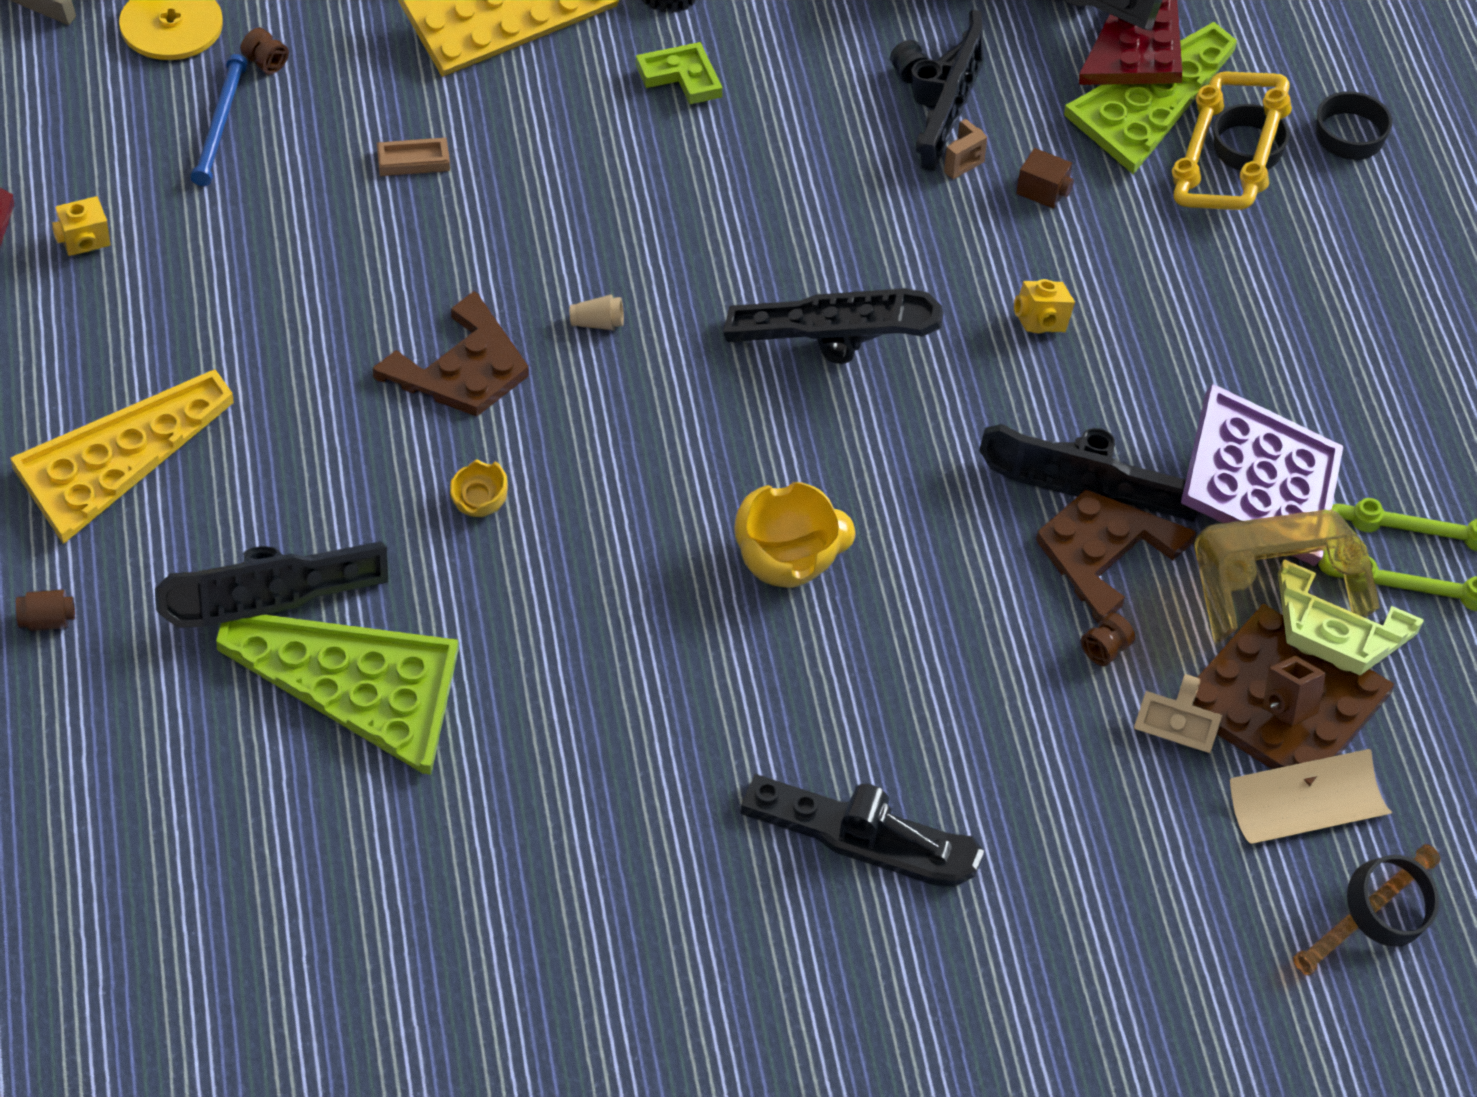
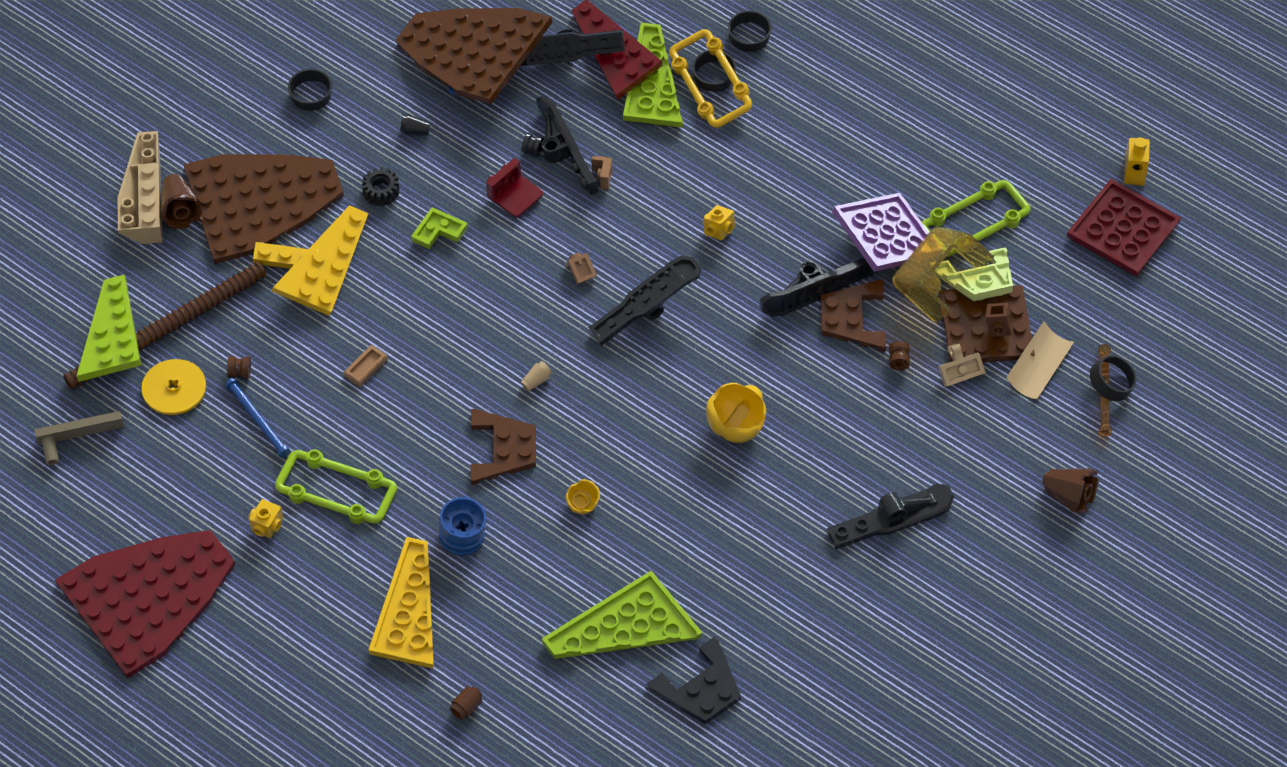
camera: 40 degrees left, 5 degrees up
(197, 301) = (315, 460): none -> lime bar
(266, 583) = (549, 611): black piece -> none
(287, 404) = (462, 526): none -> blue wheel
(354, 848) = (706, 693): none -> black wing
(804, 234) = (581, 267): none -> medium nougat bracket
(824, 89) = (512, 190): none -> dark red bracket
(1045, 178) = (652, 159): reddish brown brick -> none
(1164, 997) = (1072, 487): none -> reddish brown cone

